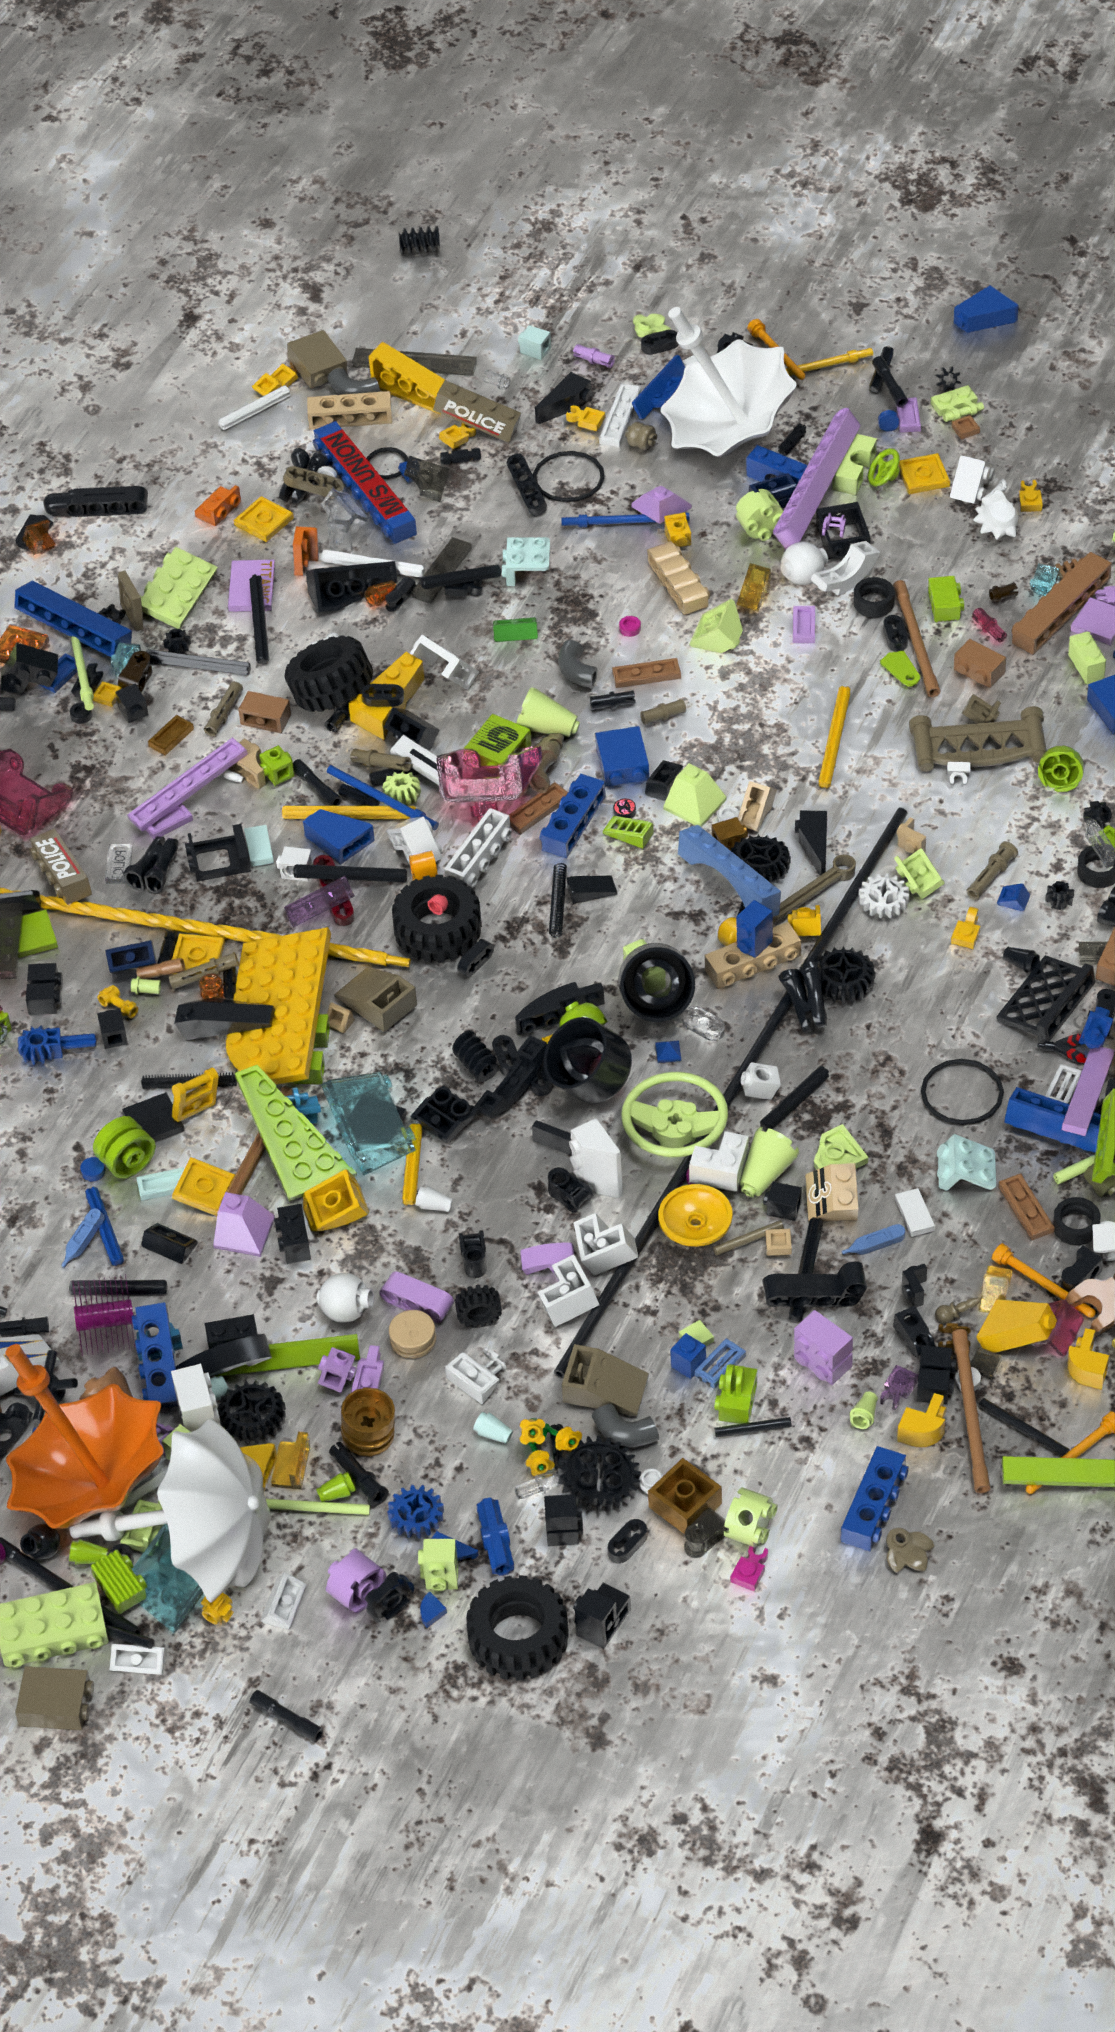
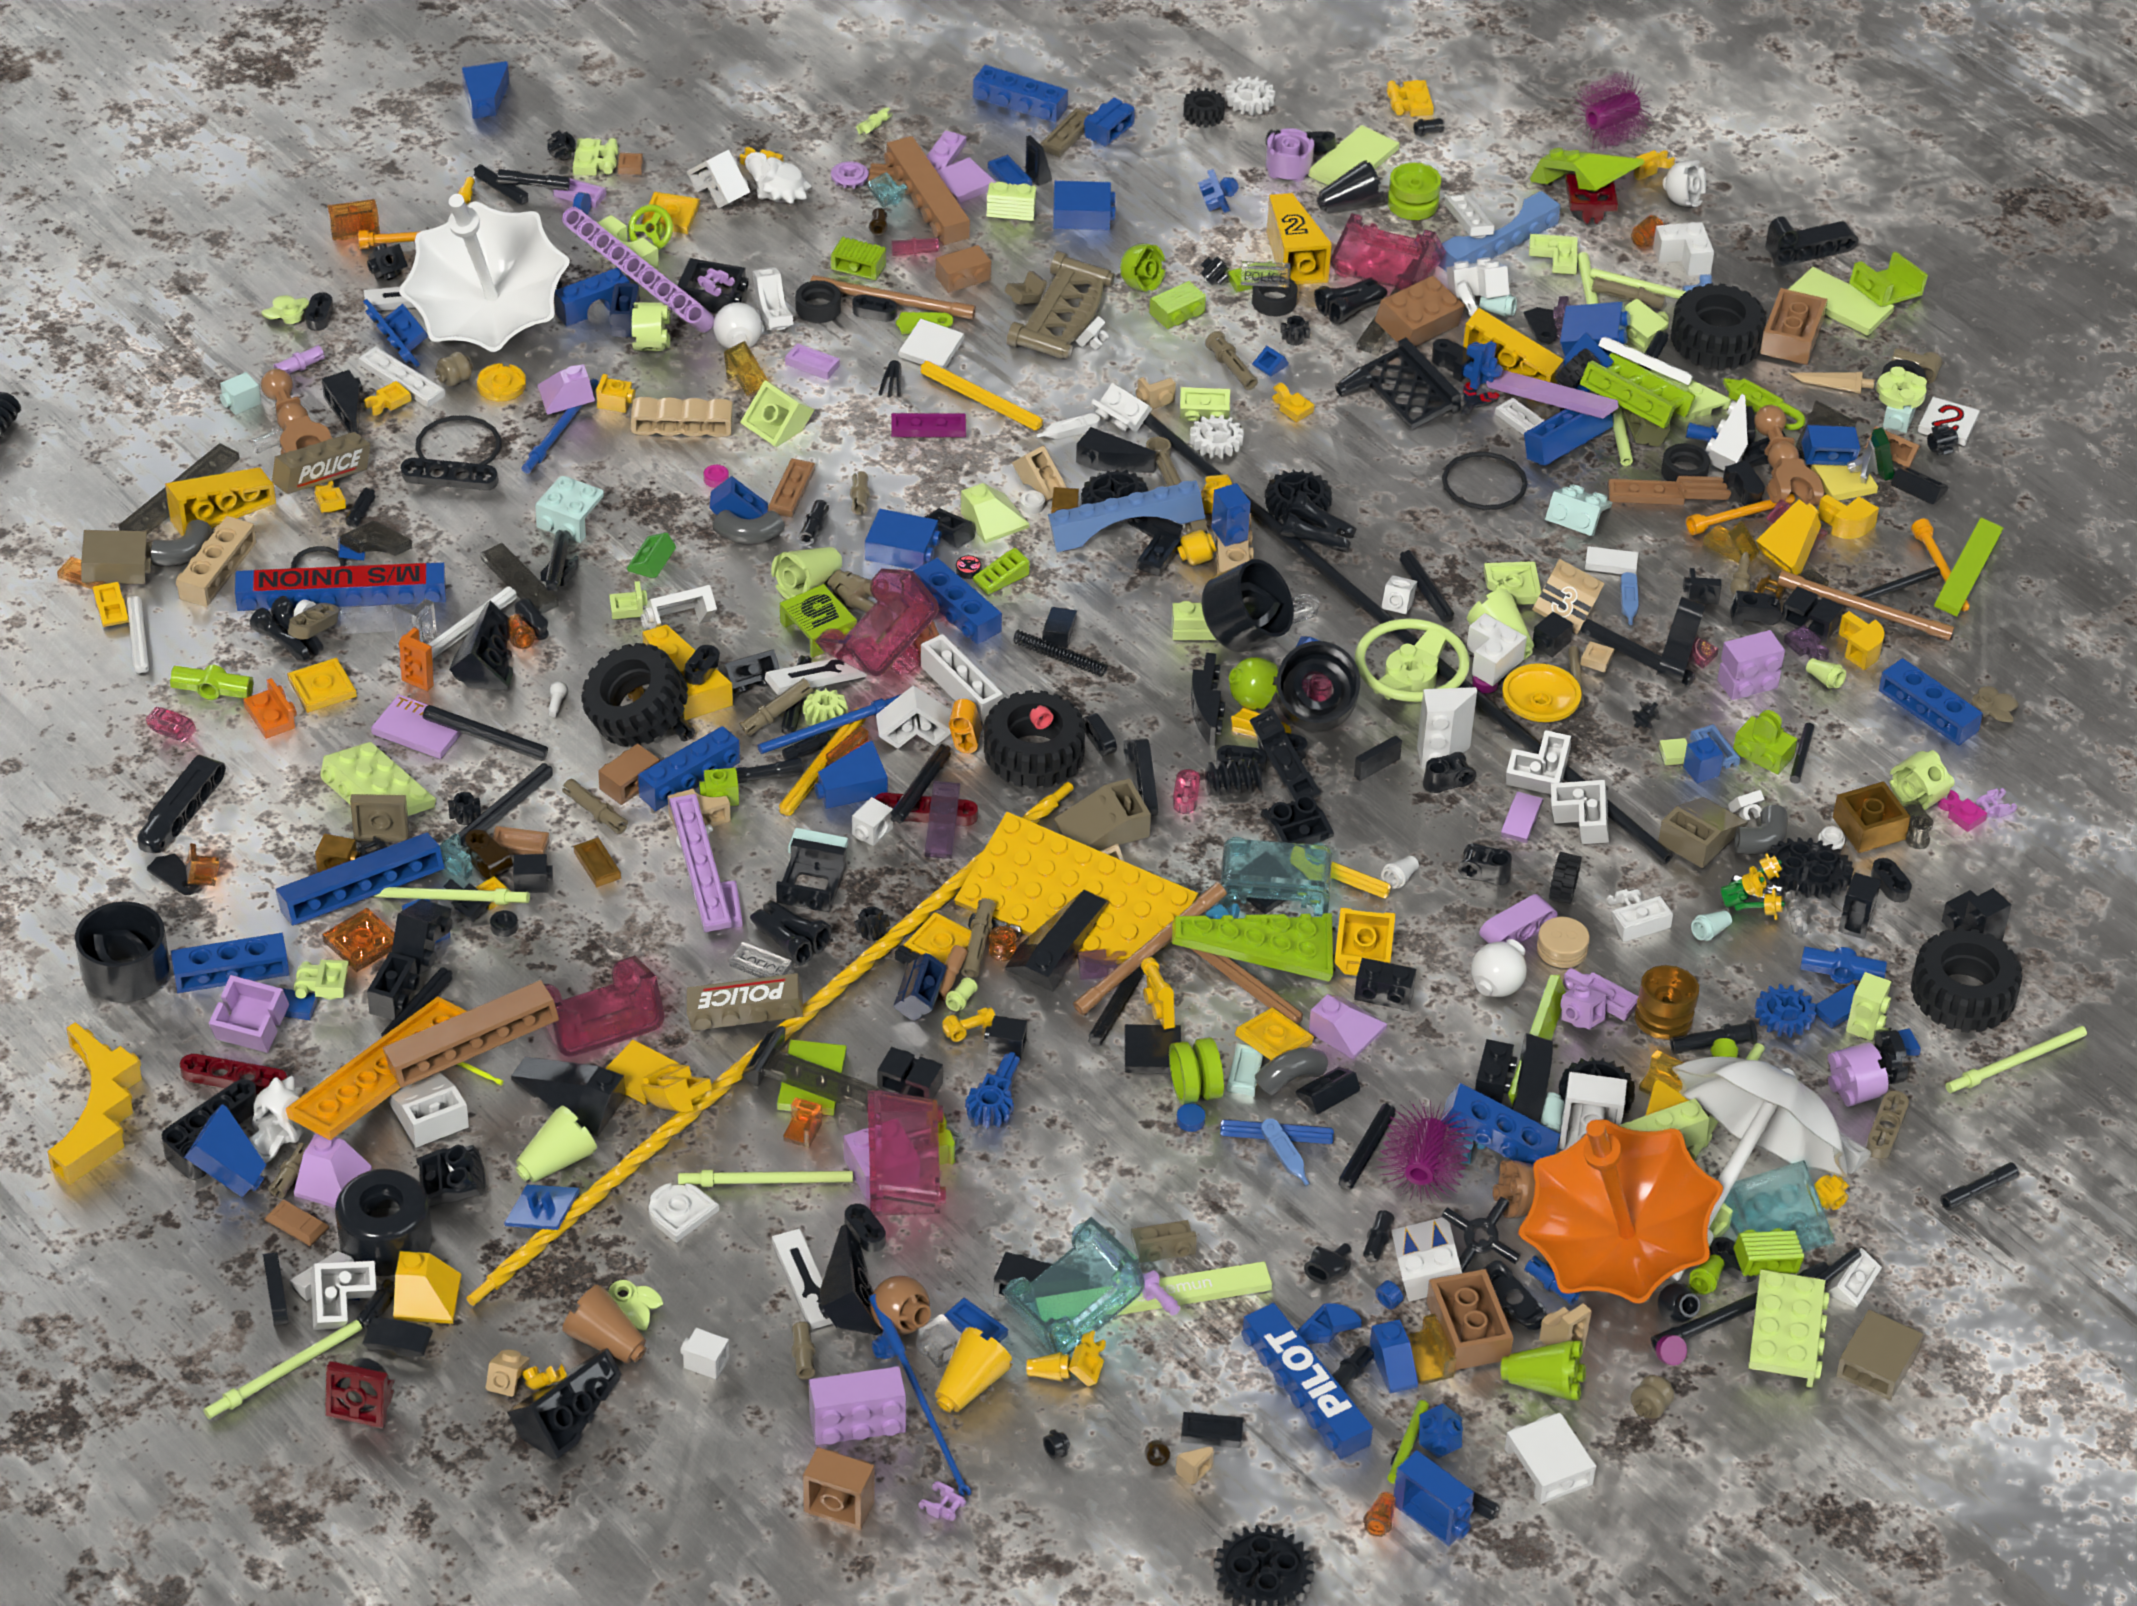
camera: 70 degrees left, 5 degrees down
(91, 595) = (335, 851): none -> pearl gold brick
(167, 686) = (521, 841): none -> medium nougat tile
(167, 1206) = (1290, 1066): none -> dark grey cylinder
(171, 462) = (170, 724): none -> clear pink beam
(186, 905) = (872, 923): none -> black gear
(186, 1062) = (1096, 993): none -> medium nougat piece
(219, 1050) = (1096, 963): none -> plate
(225, 462) = (211, 682): none -> lime piece
(300, 742) = (687, 766): none -> blue brick
(344, 1619) = (1889, 1134): none -> dark tan beam
(375, 818) = (850, 743): none -> clear orange tile
(415, 1673) = (1973, 1077): none -> yellowish green bar
(439, 982) = (1138, 752): none -> black beam
(446, 1033) = (1191, 791): none -> clear pink beam
(447, 635) = (628, 604): none -> yellowish green bracket
(513, 387) = (290, 414): none -> medium nougat piece
(599, 649) = (738, 499): none -> blue slope
(652, 468) = (501, 382): none -> yellow tile
(655, 1404) = (1747, 802): none -> white tile
(713, 913) = (1158, 553): none -> black plate
(723, 1298) = (1646, 715): none -> black wheel
(768, 309) = (350, 217): none -> clear orange brick
(772, 719) = (928, 425): none -> magenta plate
(780, 1583) = (1998, 809): none -> lavender piece
(814, 675) = (893, 371): none -> black piece
(837, 805) = (1071, 426): none -> white piece
(838, 1314) = (1703, 652): none -> clear pink tile
(872, 683) = (931, 343): none -> white tile
(873, 823) = (1123, 408): none -> white bracket
(1035, 809) = (1177, 305): none -> lime brick
(1046, 546) = (849, 169): none -> lavender gear
(1056, 1240) = (1703, 487): none -> medium nougat tile

